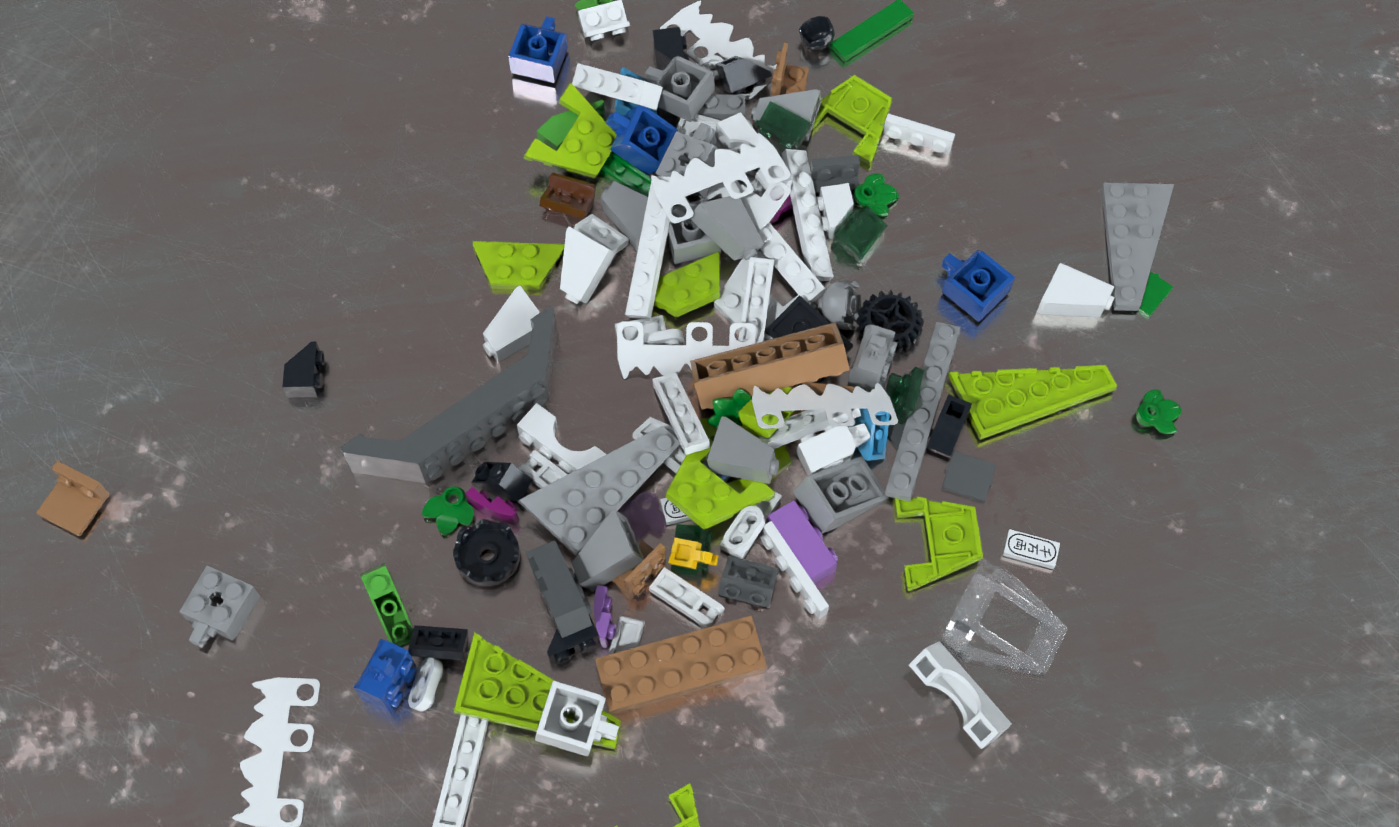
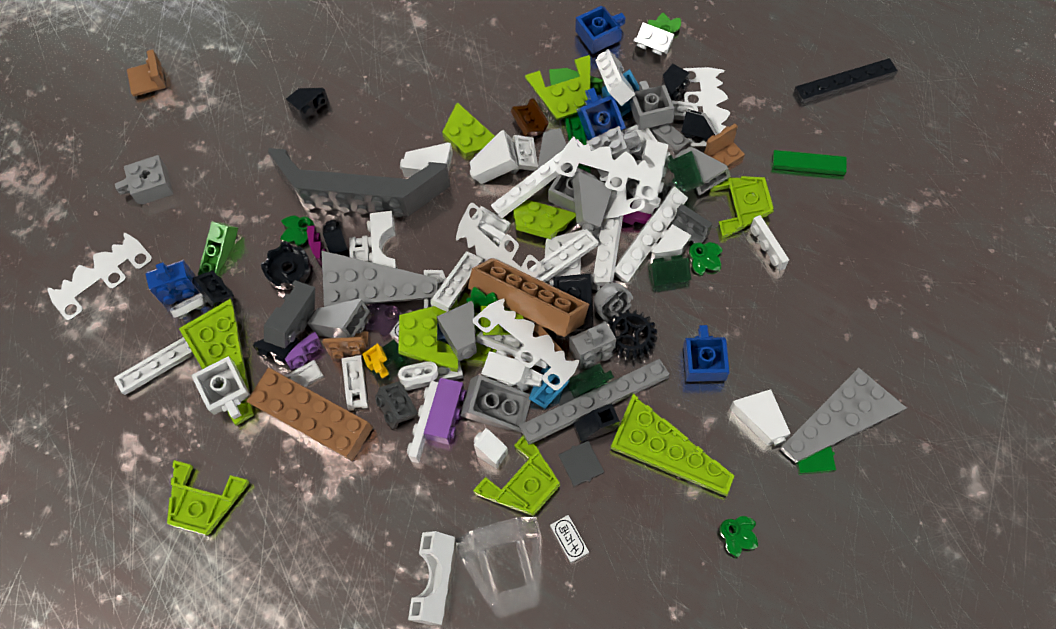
camera: 50 degrees right, 0 degrees up
(817, 33) = (770, 137): black hair -> none
(883, 536) = (490, 448): none -> white slope

